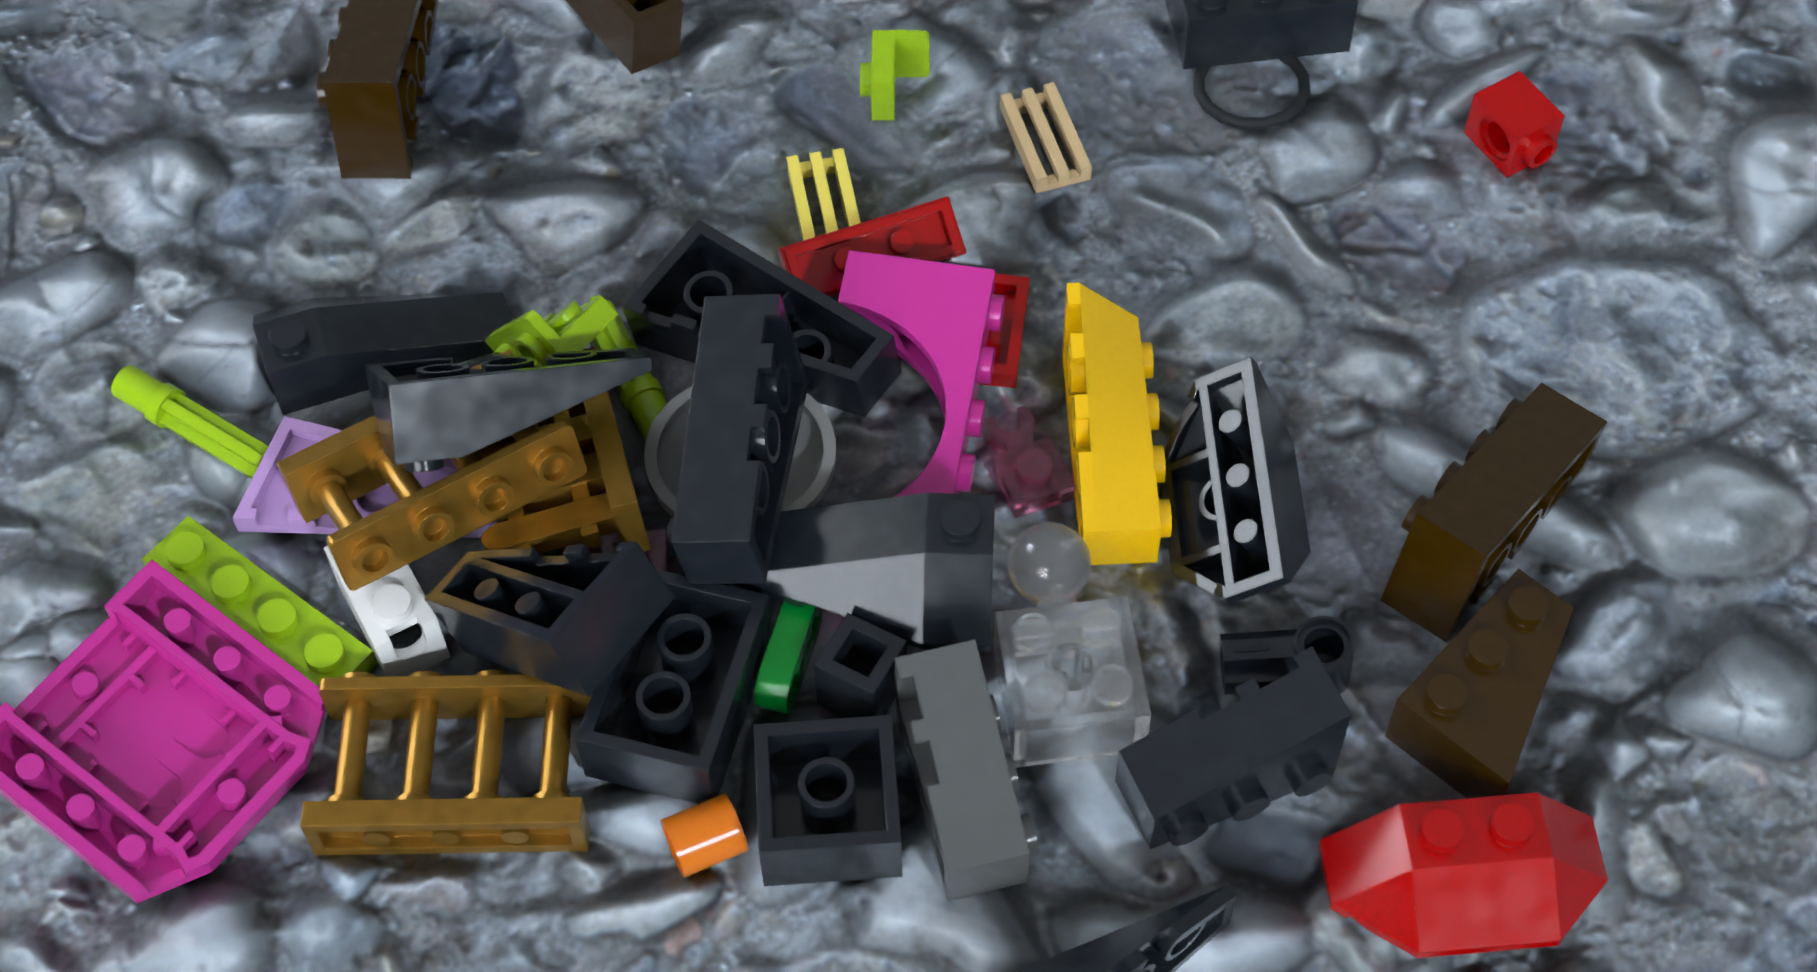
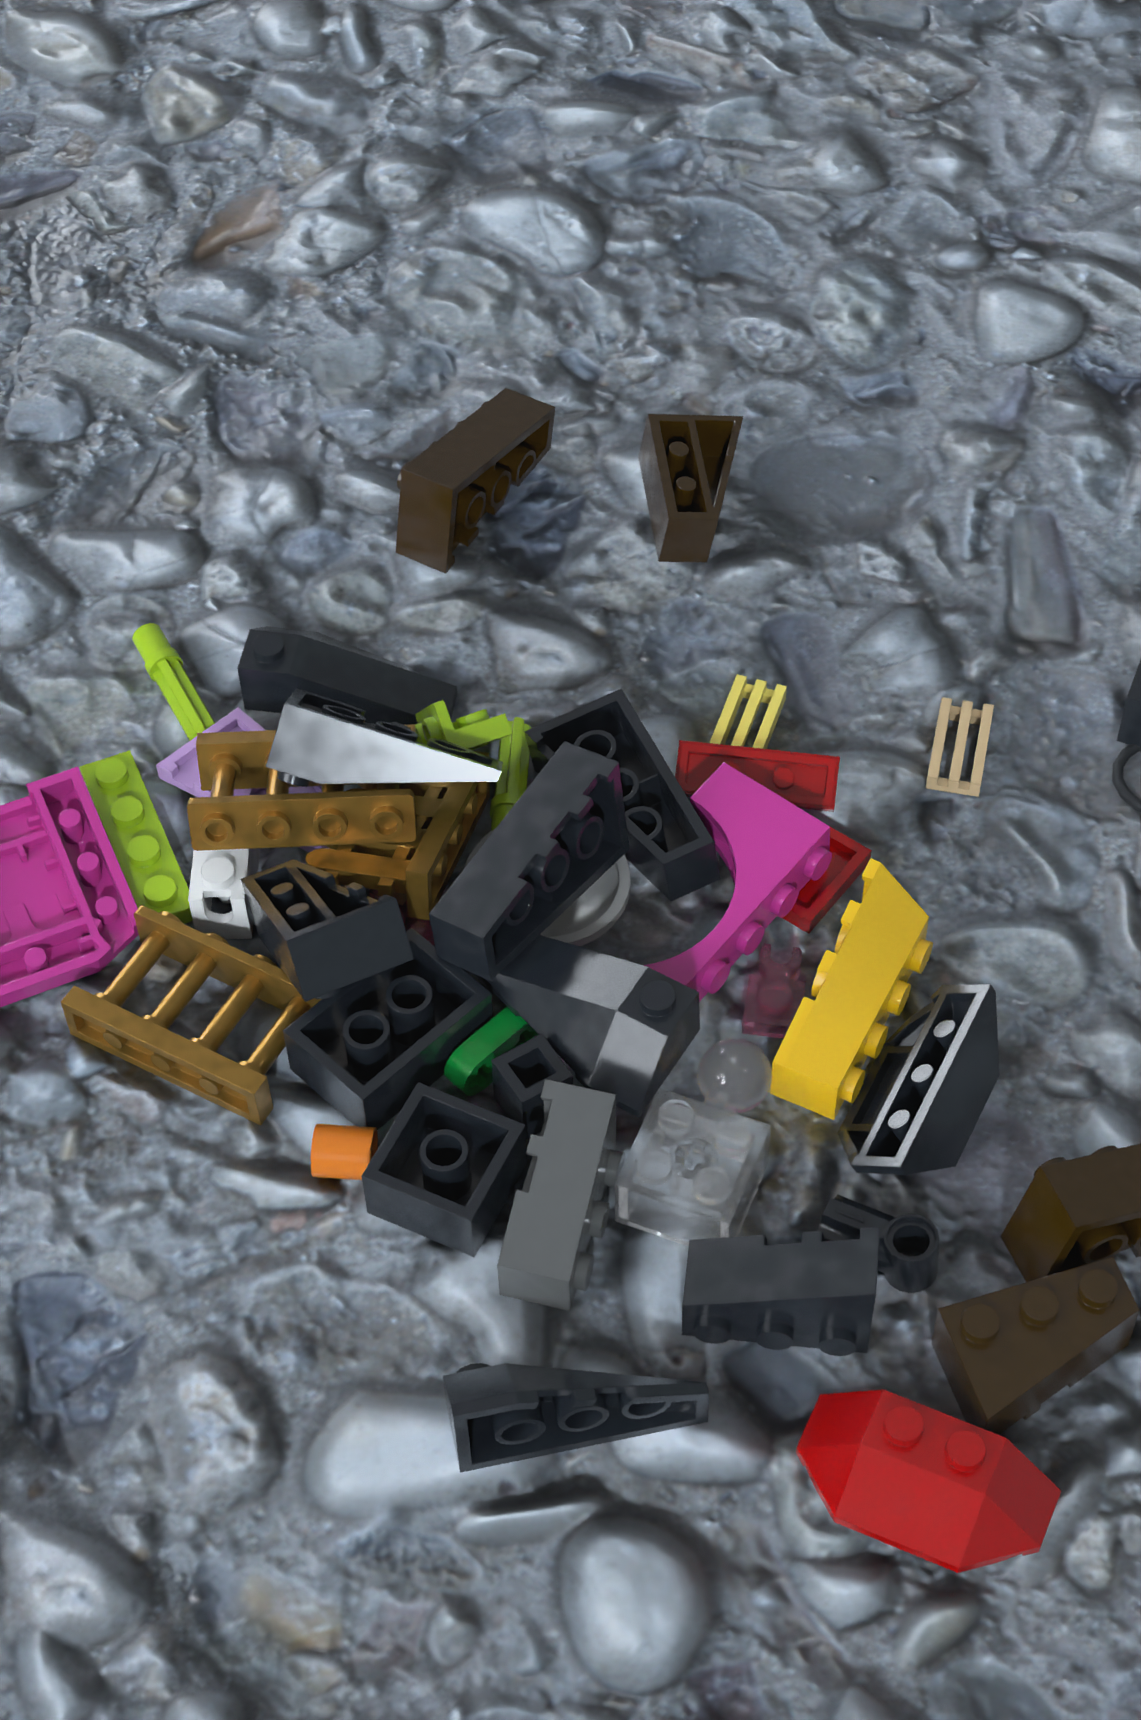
camera: 30 degrees right, 5 degrees down
(892, 56) = (865, 631): lime bracket -> none

